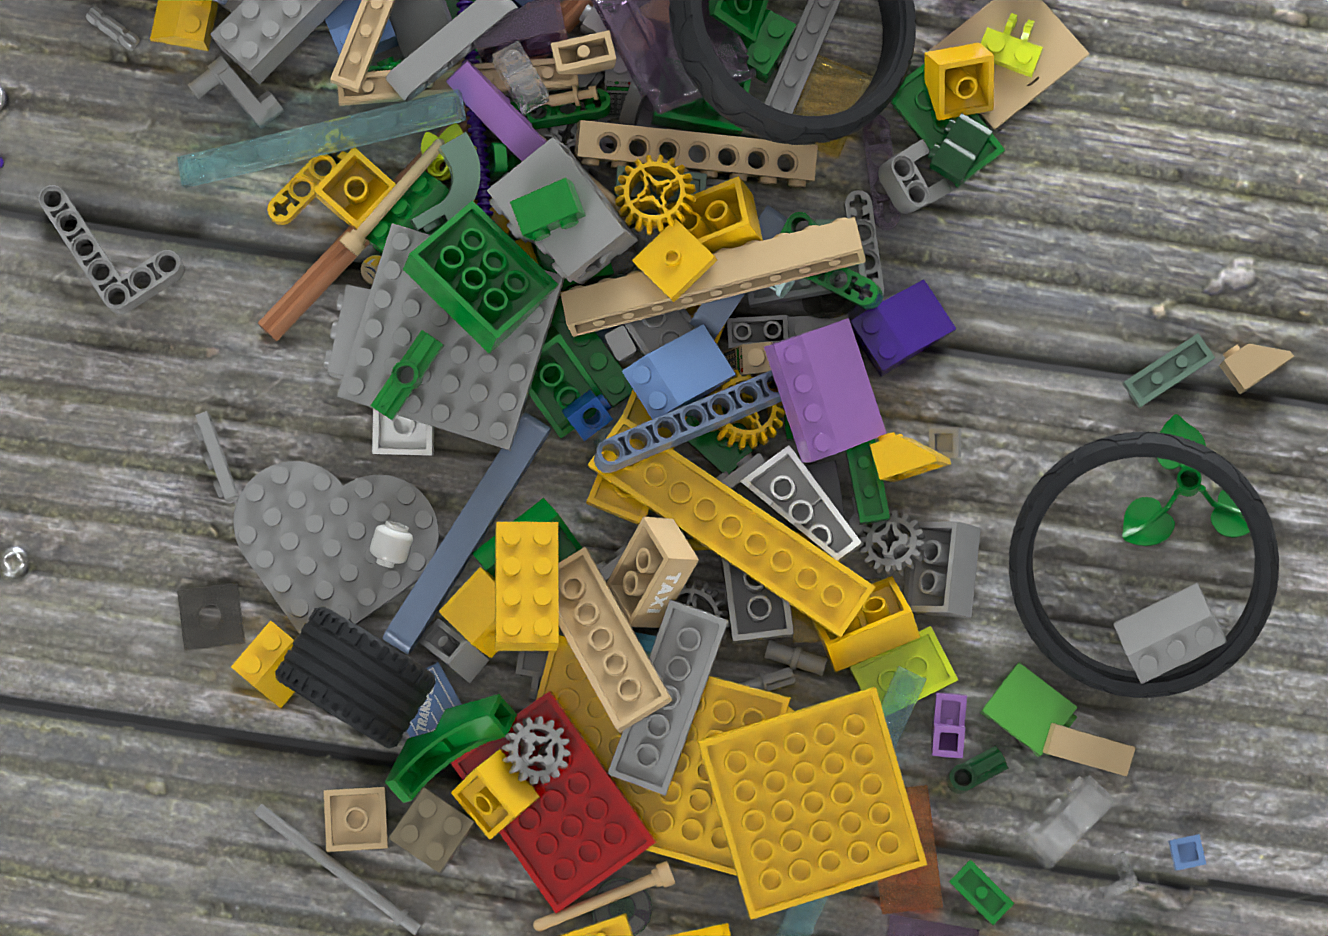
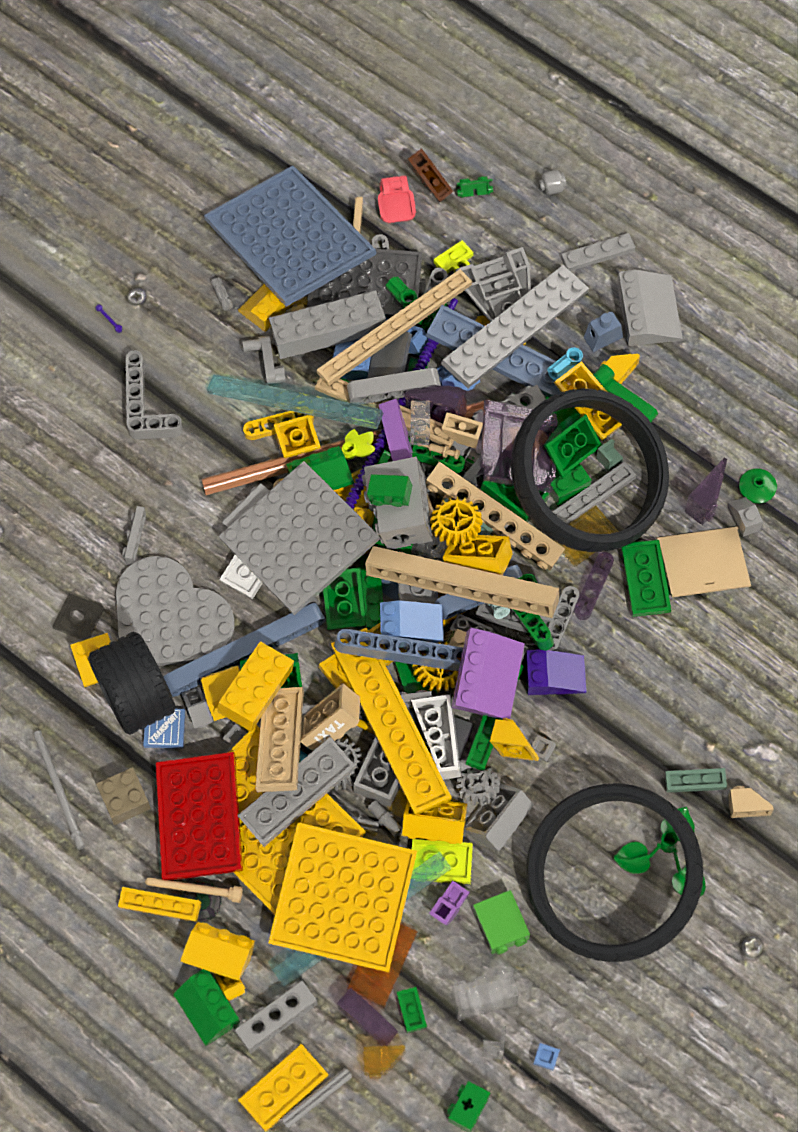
camera: 30 degrees right, 15 degrees down
(356, 239) = (280, 461): tan piece -> none
(356, 819) = (85, 767): tan plate -> none
(391, 544) = (198, 629): white head -> none
(419, 358) = (251, 547): green piece -> none
(456, 733) = (162, 750): green arch -> none
(465, 180) = (353, 464): sand green arch -> none
(479, 276) = (332, 510): green slope -> none
(494, 795) = (168, 790): yellow slope -> none
(544, 759) = (206, 787): light grey gear -> none
(588, 427) = (341, 618): blue brick -> none
(621, 343) = (391, 592): light grey slope -> none
(674, 260) = (445, 559): yellow plate -> none
(910, 180) = (606, 596): light grey piece -> none
(959, 149) = (644, 593): dark green brick -> none
(960, 80) = (666, 558): yellow slope -> none
(978, 769) = (452, 939): dark green piece -> none
(1011, 51) = (705, 560): neon yellow hinge -> none
(1089, 749) = (522, 963): tan tile -> none
(1169, 633) = (605, 914): light grey slope -> none

